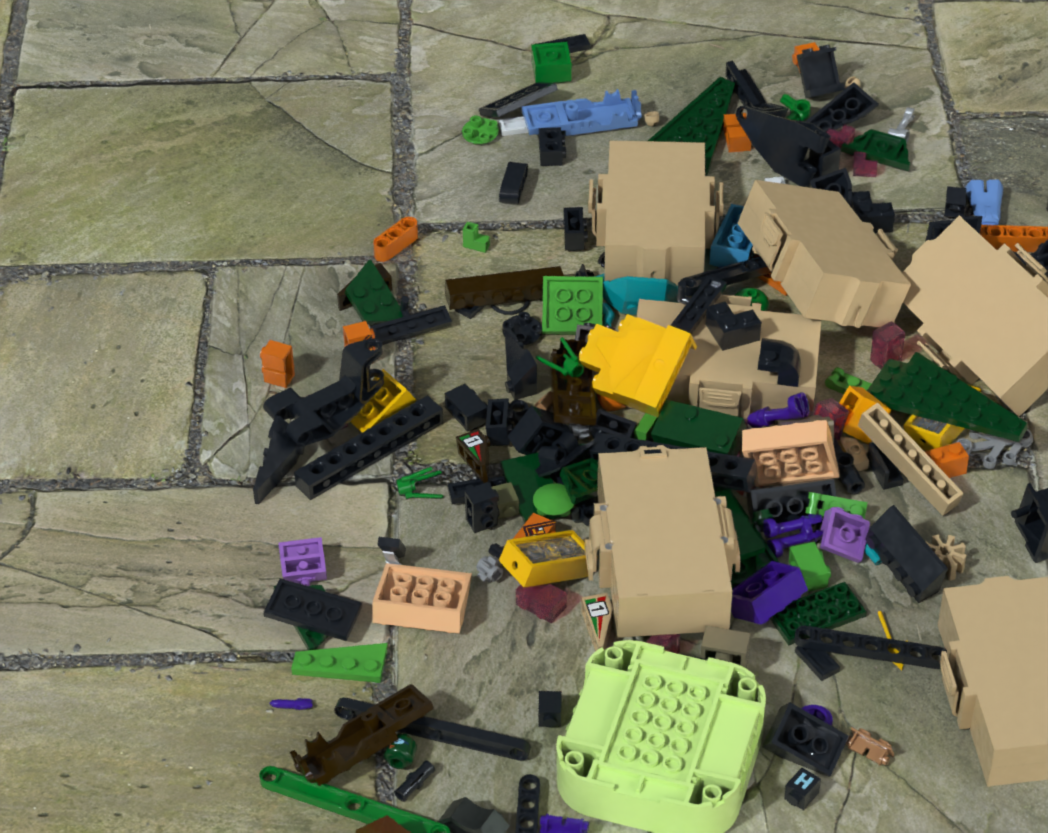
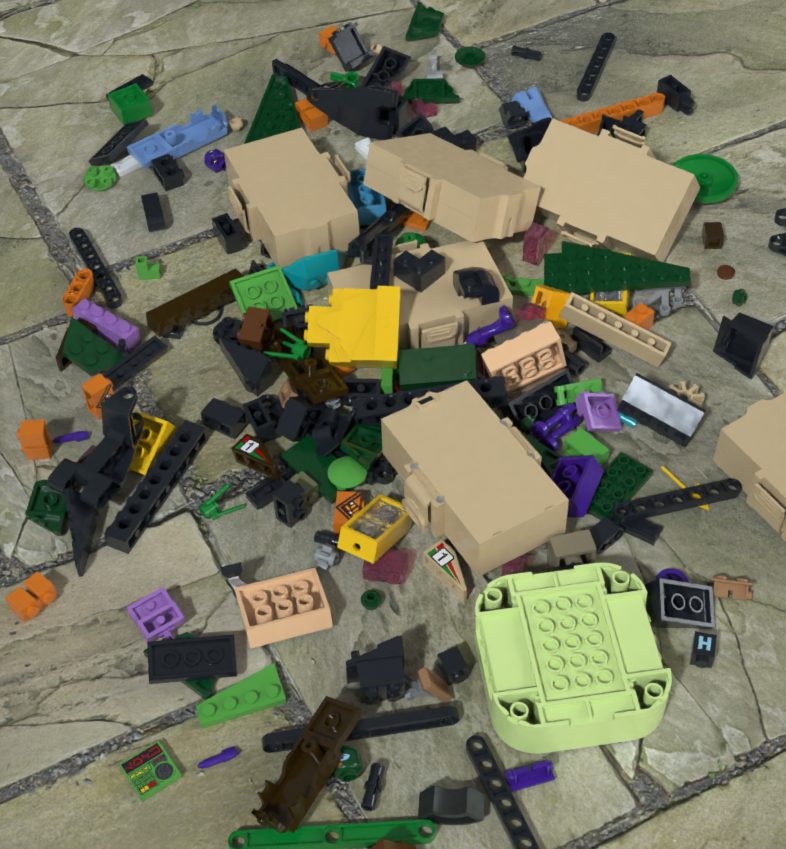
camera: 25 degrees left, 5 degrees up
(195, 509) = (29, 603): none -> orange piece
(226, 690) = (150, 770): none -> tile
(254, 431) = (47, 508): none -> dark green wing
(321, 376) = (77, 436): none -> dark purple piece
(405, 280) = (108, 325): none -> medium lavender brick
(423, 213) = (98, 272): none -> black beam
(475, 684) = (378, 672): none -> black piece
(510, 624) = (371, 604): none -> dark green plate
(516, 715) = (428, 685): none -> medium nougat piece
(543, 334) = (256, 329): none -> reddish brown brick
(602, 149) = (215, 160): none -> dark purple head
(773, 651) = (605, 534): none -> black beam
(924, 71) = (424, 23): none -> dark green wing
(950, 123) = (469, 56): none -> dark green dish
(1019, 139) = (526, 53): none -> black axle

